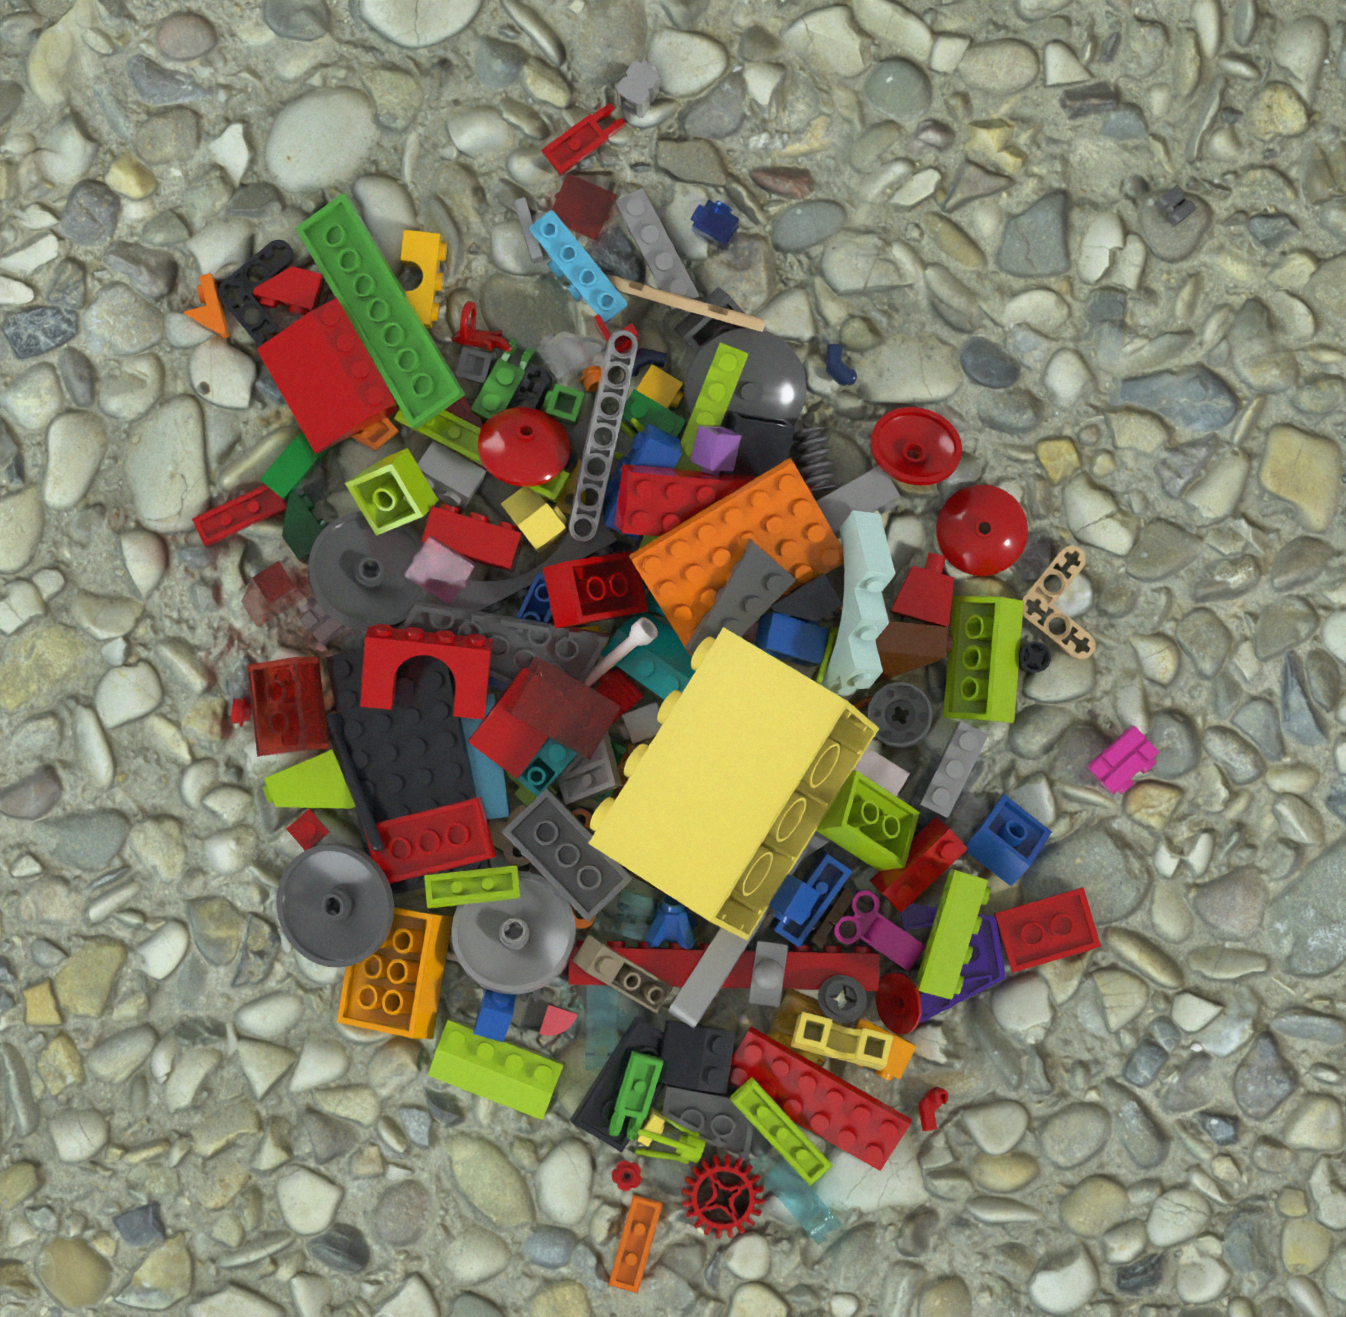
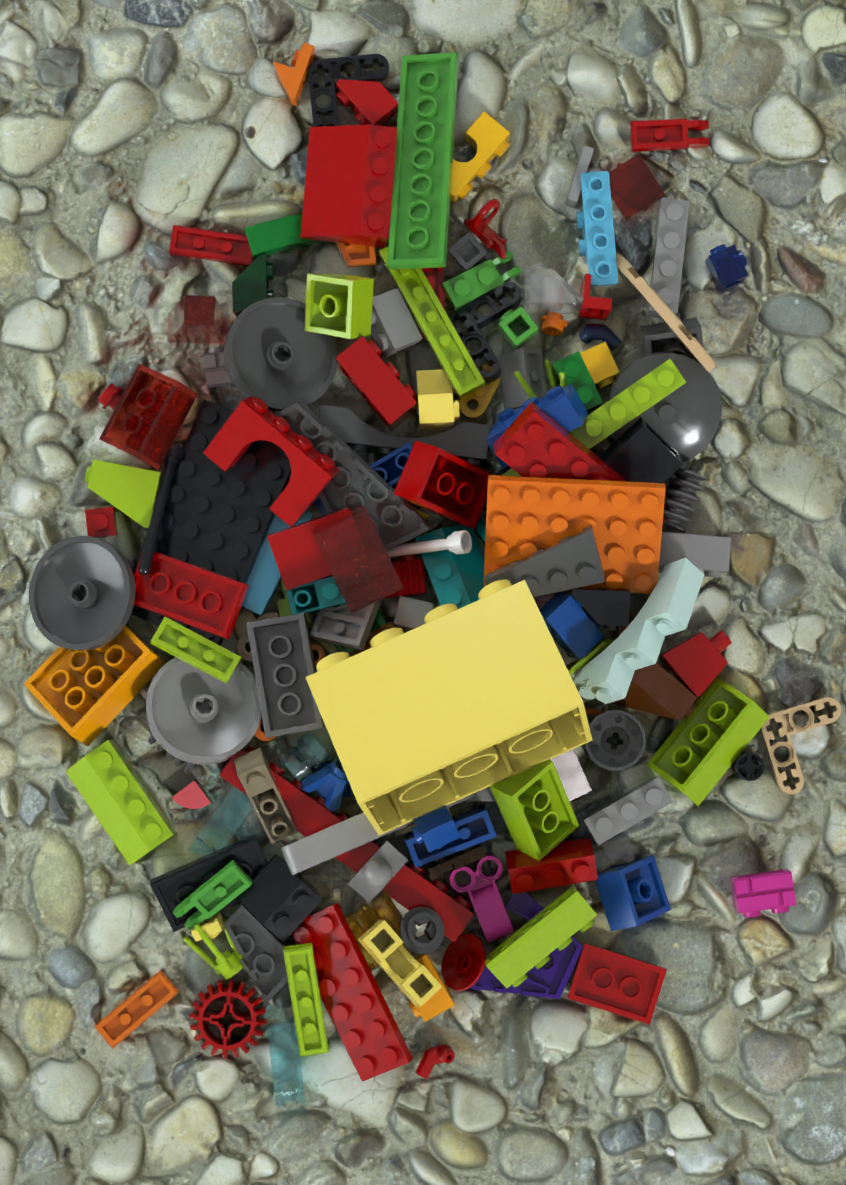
camera: 30 degrees right, 0 degrees up
(440, 569) = (335, 389): clear pink piece -> none
(494, 1015) = (145, 761): blue brick -> none
(523, 458) = (458, 347): red dish -> none
(603, 451) = (544, 364): light grey beam -> none
(626, 1167) = (166, 944): red plate -> none
(638, 88) = (737, 123): light grey brick -> none
(715, 449) = (610, 439): medium lavender brick -> none
(836, 368) = (745, 442): dark blue arm -> none
(918, 435) = (766, 541): red dish -> none
(978, 552) = (753, 643): red dish -> none

